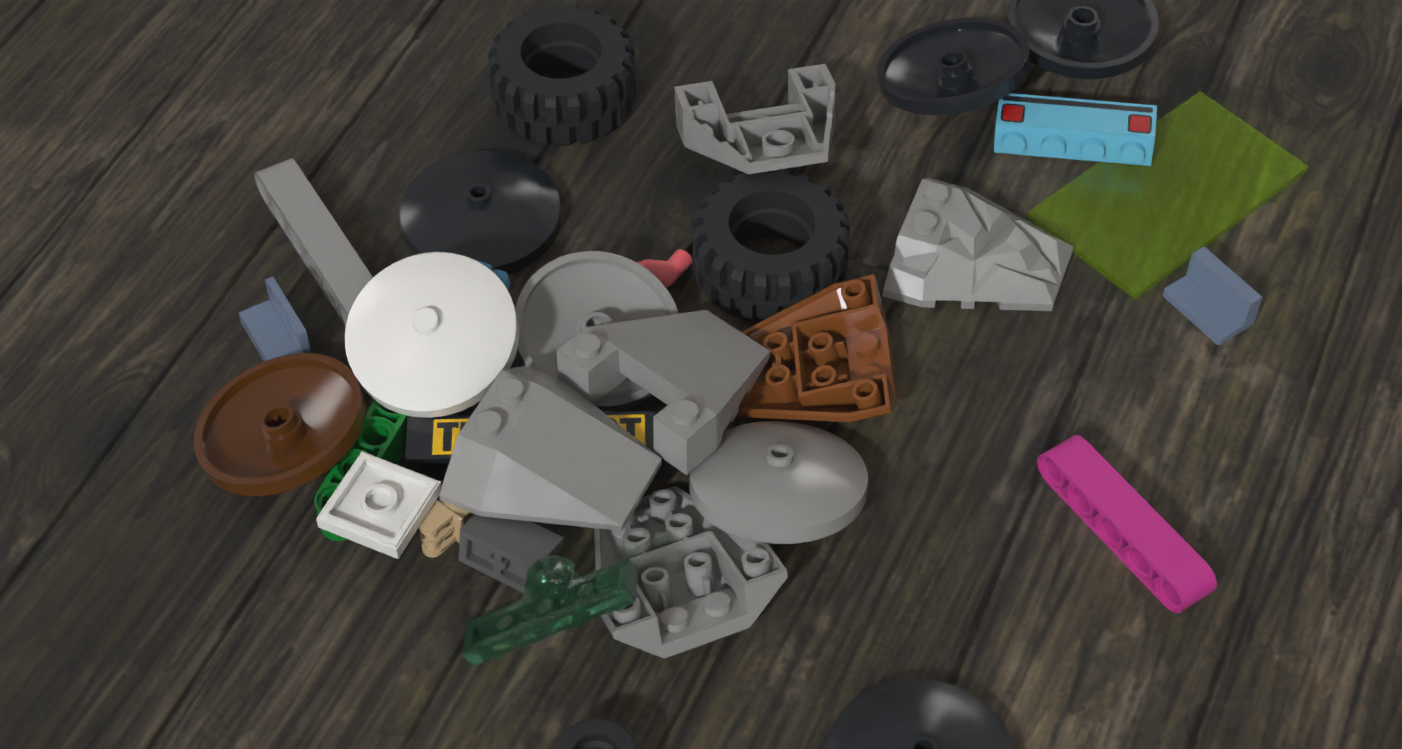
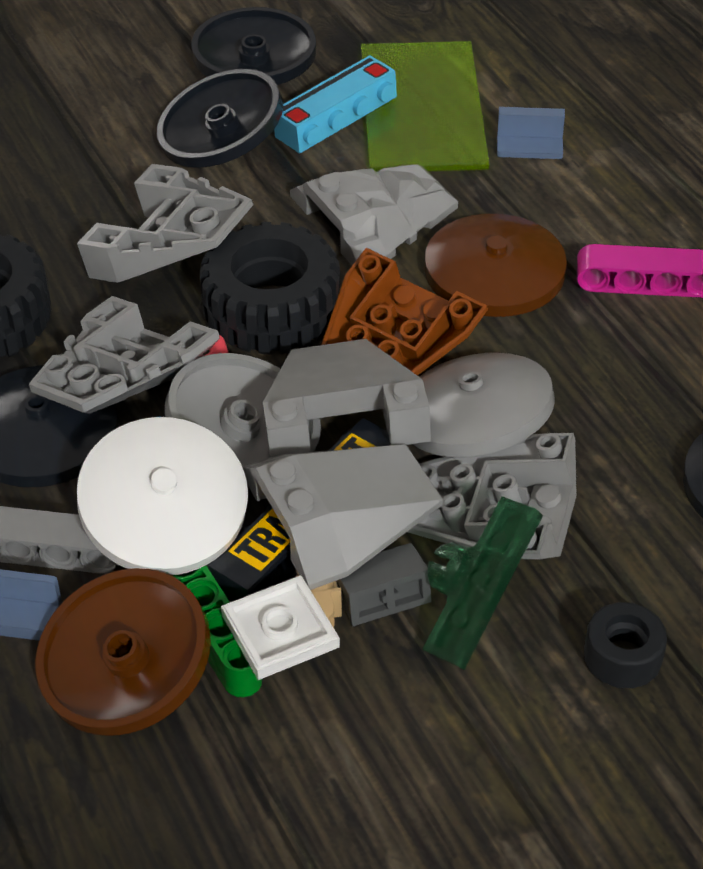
camera: 50 degrees left, 5 degrees down
(570, 206) = (117, 358): none -> light grey wedge
(998, 387) = (496, 261): none -> reddish brown dish

